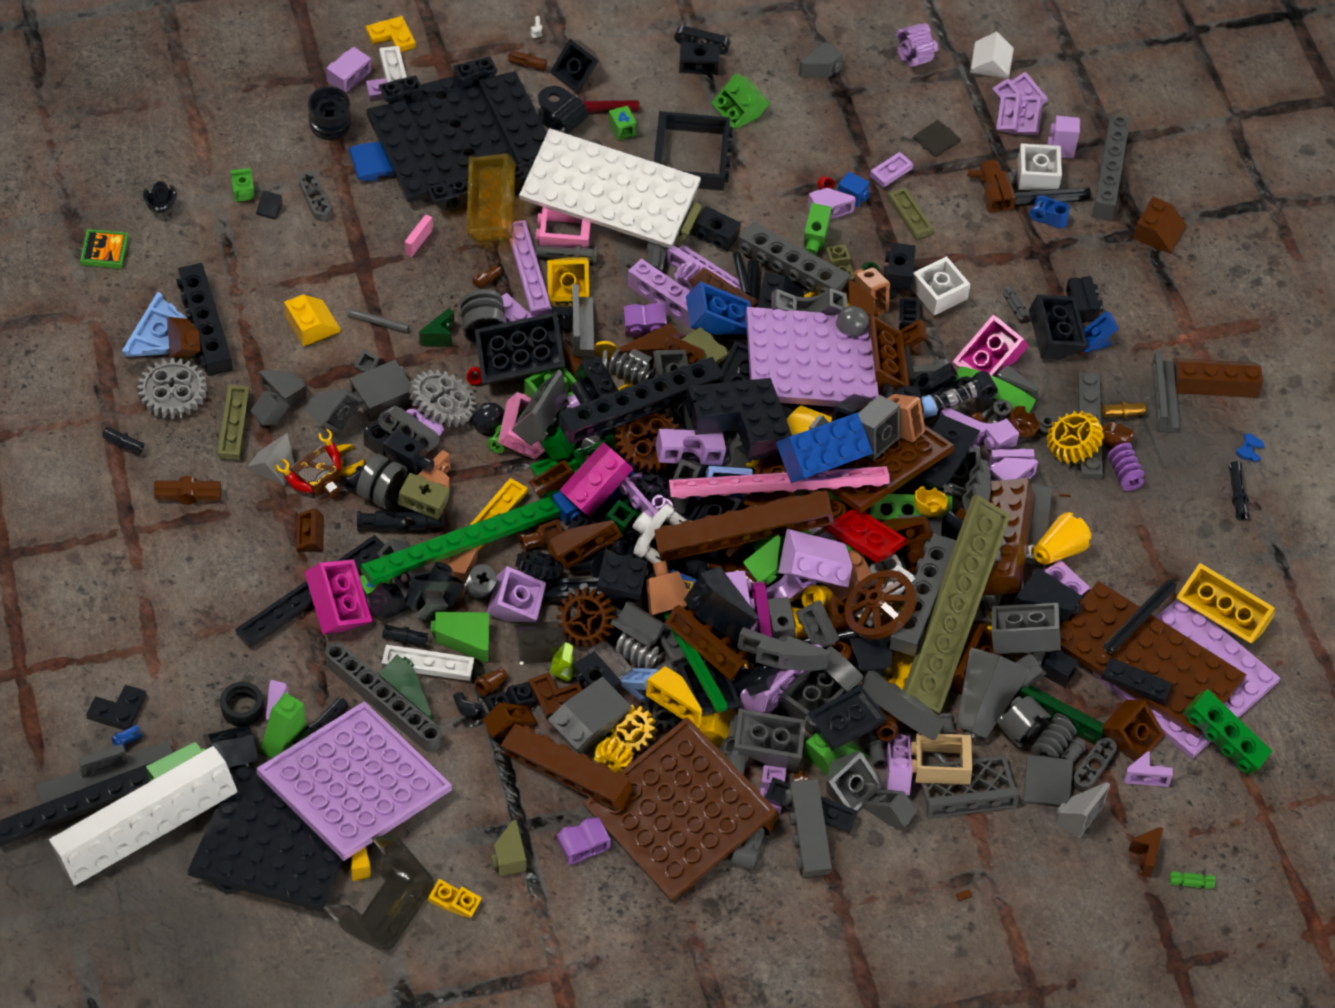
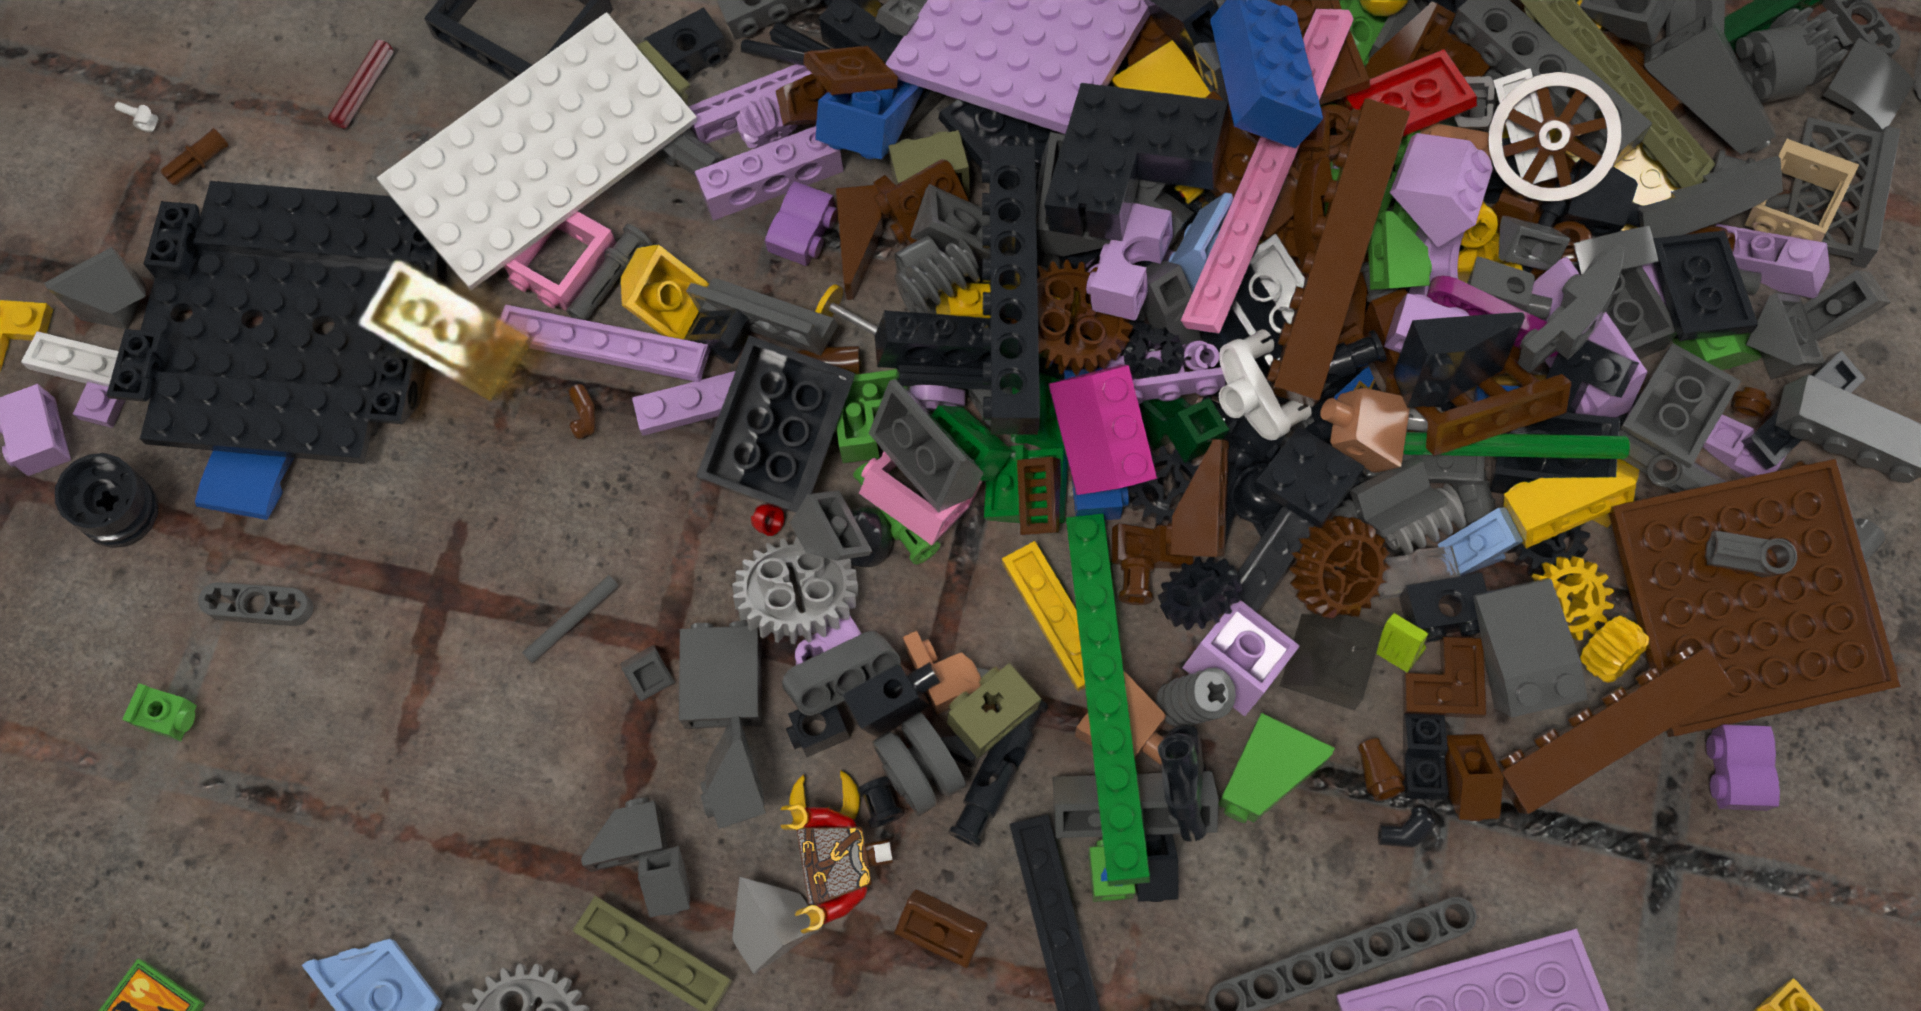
camera: 55 degrees left, 15 degrees up
(160, 197) = (99, 867): black hair -> none
(183, 338) = (430, 965): reddish brown slope -> none
(205, 318) = (309, 881): black brick -> none
(269, 205) = (229, 687): black slope -> none
(310, 319) = (509, 727): yellow slope -> none
(338, 596) = (1120, 945): dark pink slope -> none
(402, 677) = (1333, 913): dark green slope -> none
(405, 635) = (1227, 866): black pin -> none
(418, 235) = (441, 477): bright pink tile -> none
(433, 58) = (100, 290): none -> dark grey slope
(433, 662) = (1299, 855): white plate -> none
(438, 331) = (653, 538): dark green slope -> none
(480, 392) = (829, 528): none -> dark grey slope
(481, 310) = (668, 451): dark grey wheel -> none
(509, 852) = (1723, 893): olive slope -> none
(566, 112) = (339, 155): black piece -> none
(575, 64) = (254, 92): black slope -> none
(622, 123) = (406, 81): bright green brick -> none
(694, 785) = (1749, 553): none -> dark grey piece
(734, 293) = (850, 70): none -> reddish brown tile

